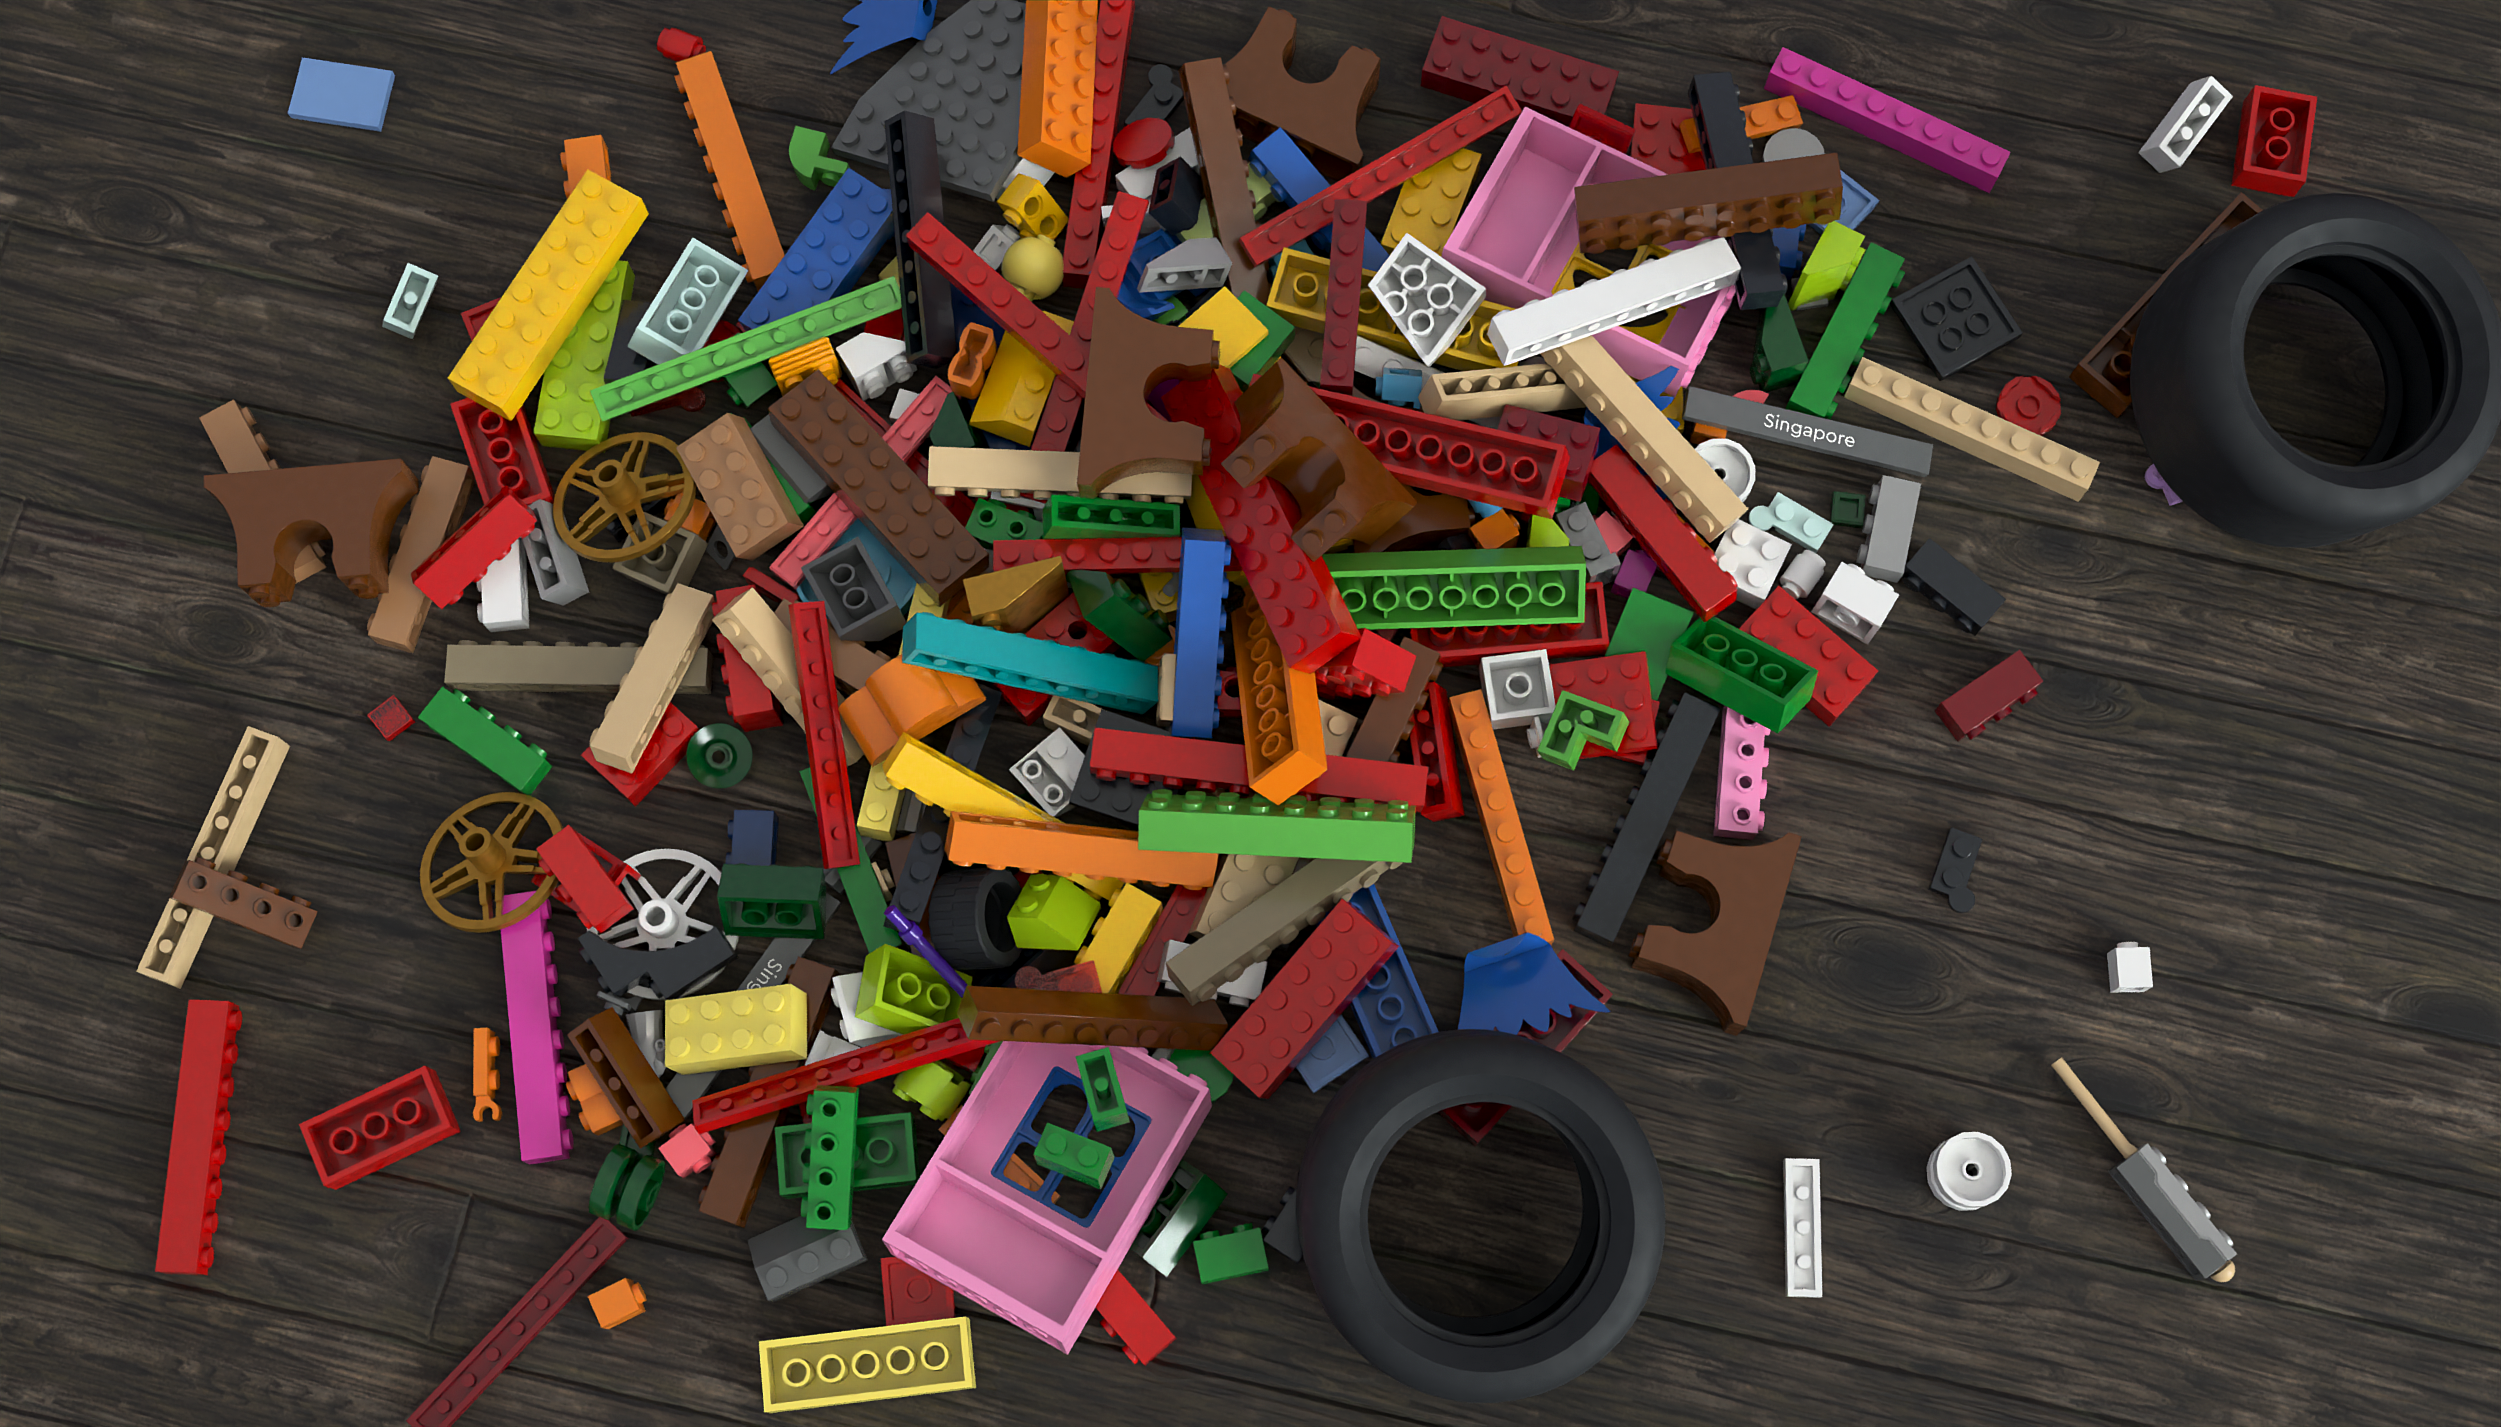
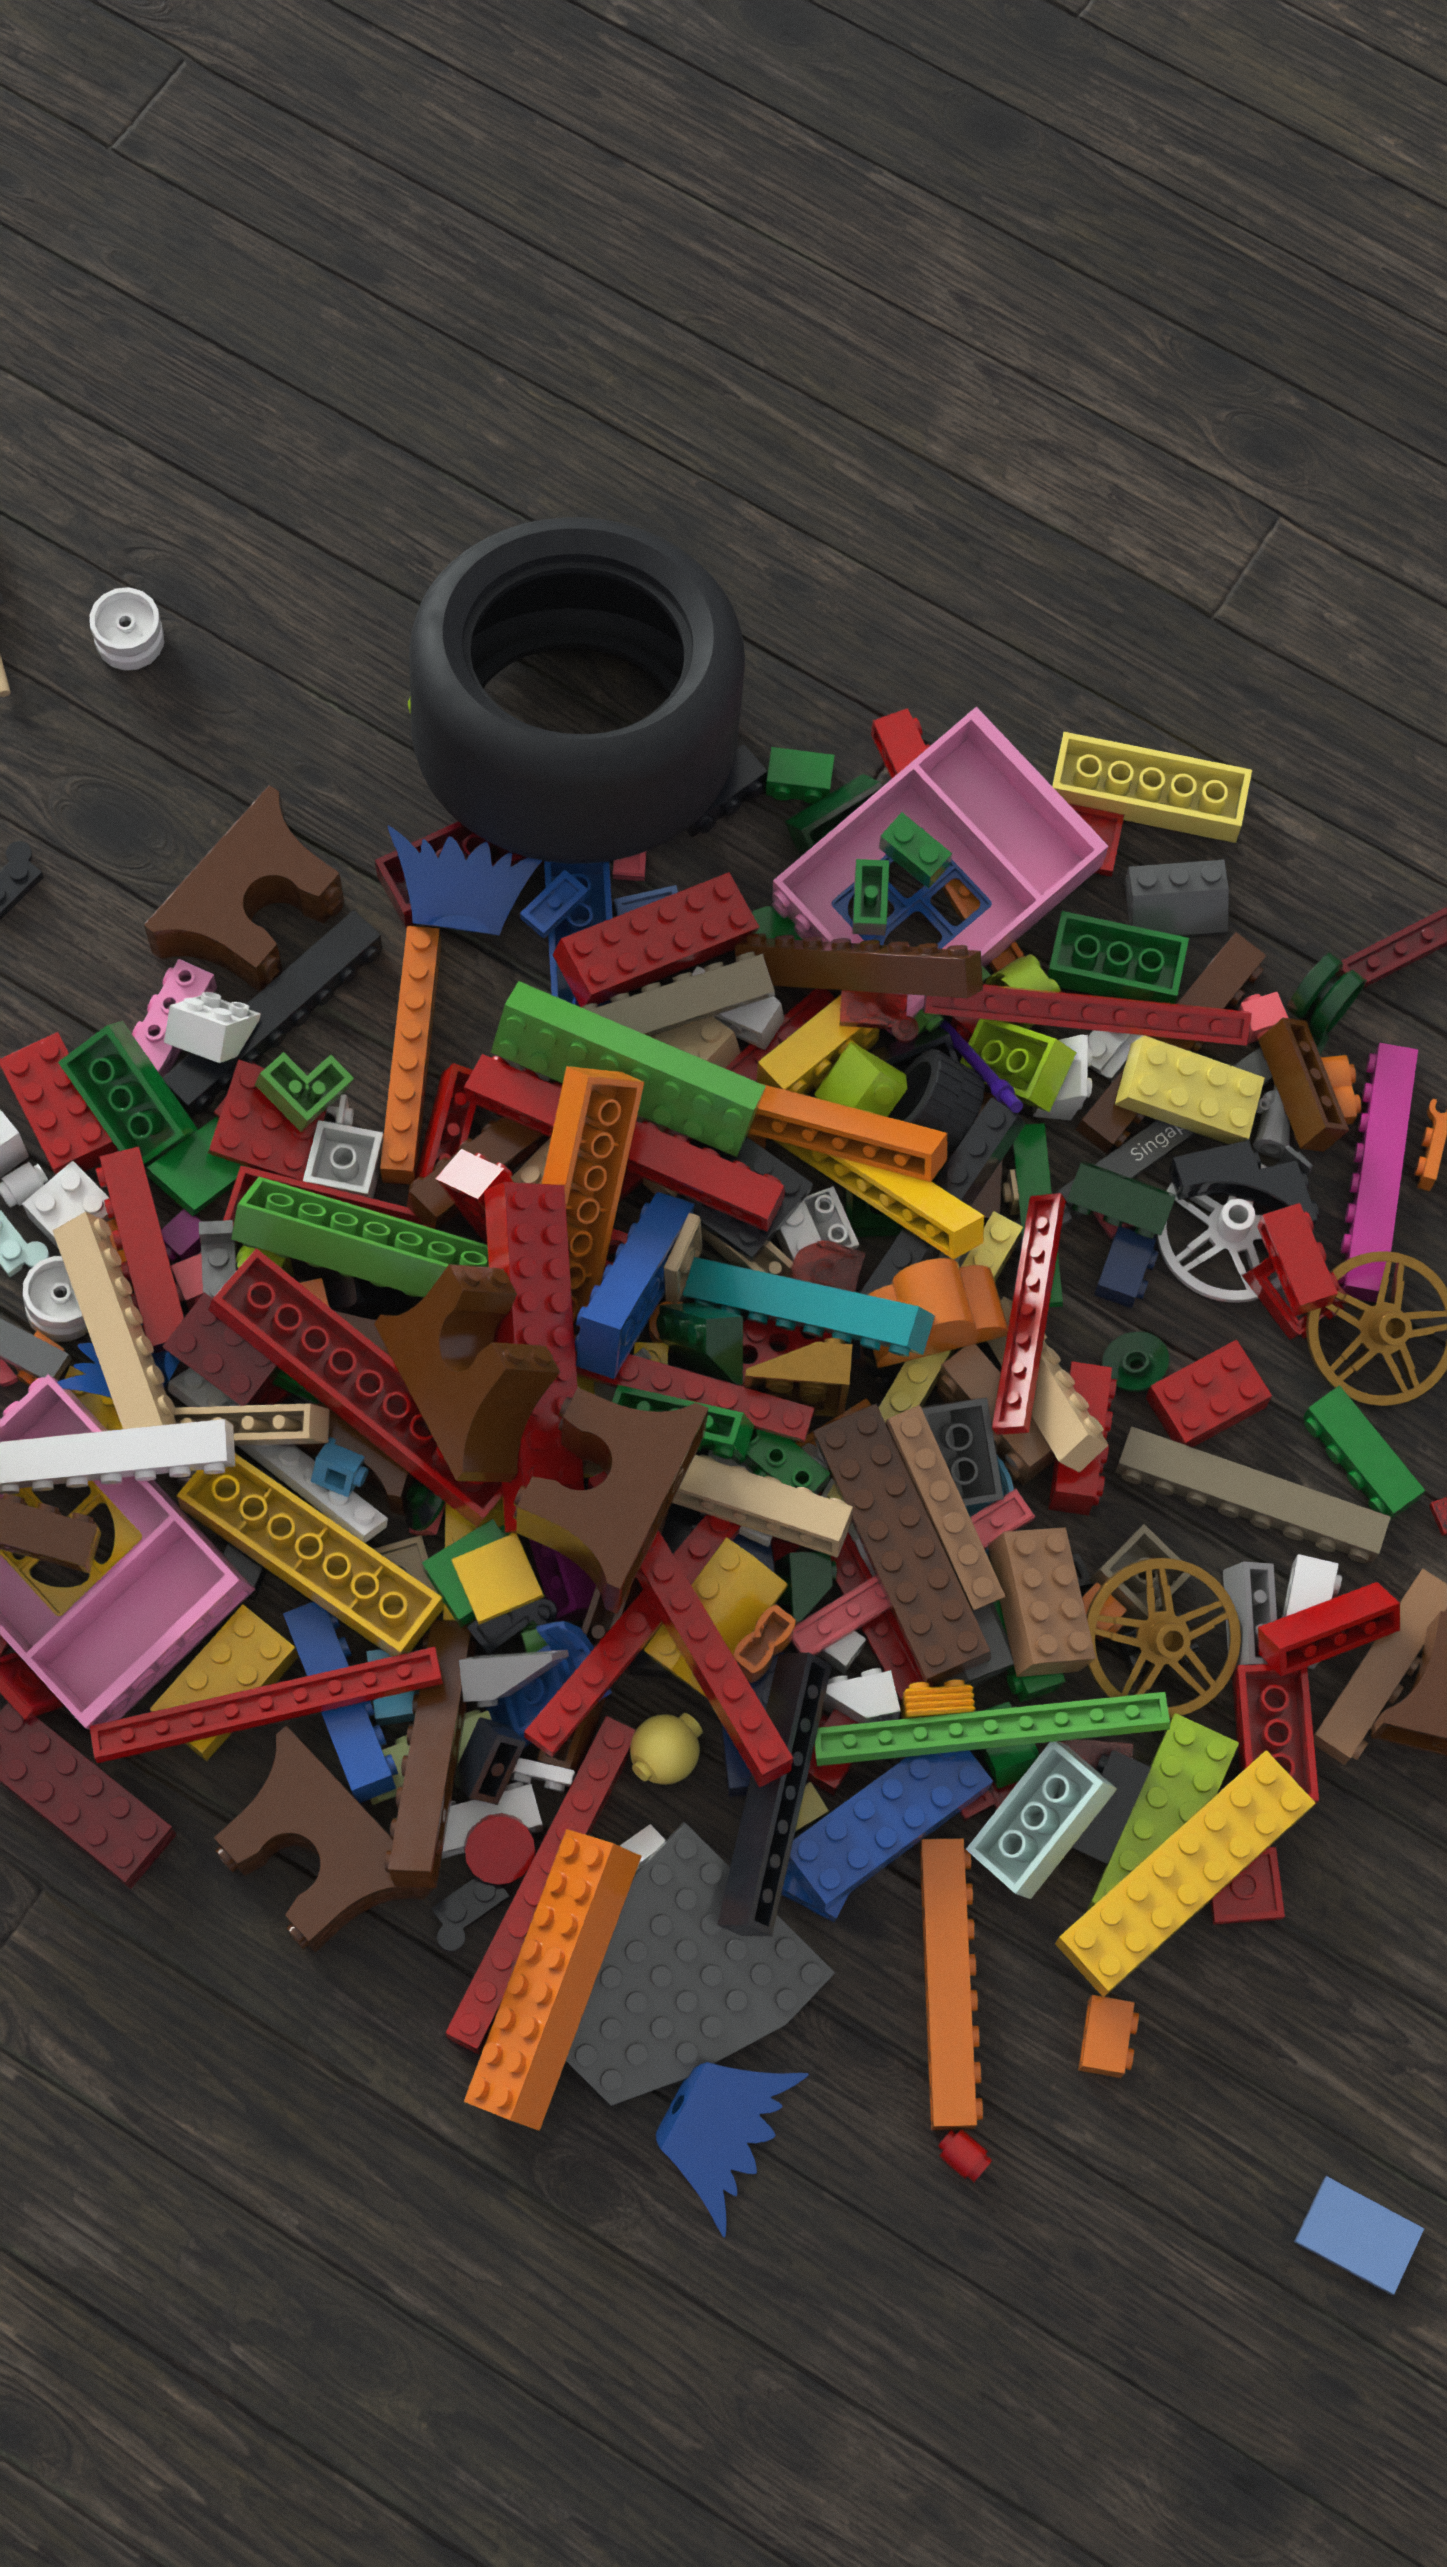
camera: 165 degrees left, 5 degrees down
(410, 301) = (1335, 1944): light aqua brick -> none
(618, 1303) = (1359, 912): orange brick -> none
(653, 678) = (1179, 1436): tan brick -> none
(769, 586) = (1043, 1514): red tile -> none
(809, 159) = (864, 1967): bright green brick -> none
(831, 1157) = (1132, 941): green brick -> none
(847, 522) = (945, 1507): none -> medium nougat brick
(995, 244) = (691, 1797): white bracket -> none
(1027, 723) = (828, 1265): none -> clear red tile
(1031, 208) = (645, 1810): yellow brick -> none
(1343, 296) = (362, 1564): dark red brick -> none
(1418, 1001) = (554, 904): none -> blue plate
(1426, 297) = (279, 1531): white wedge -> none
(1694, 766) = (210, 1026): none -> white slope
(1802, 1228) = (290, 639): white plate -> none

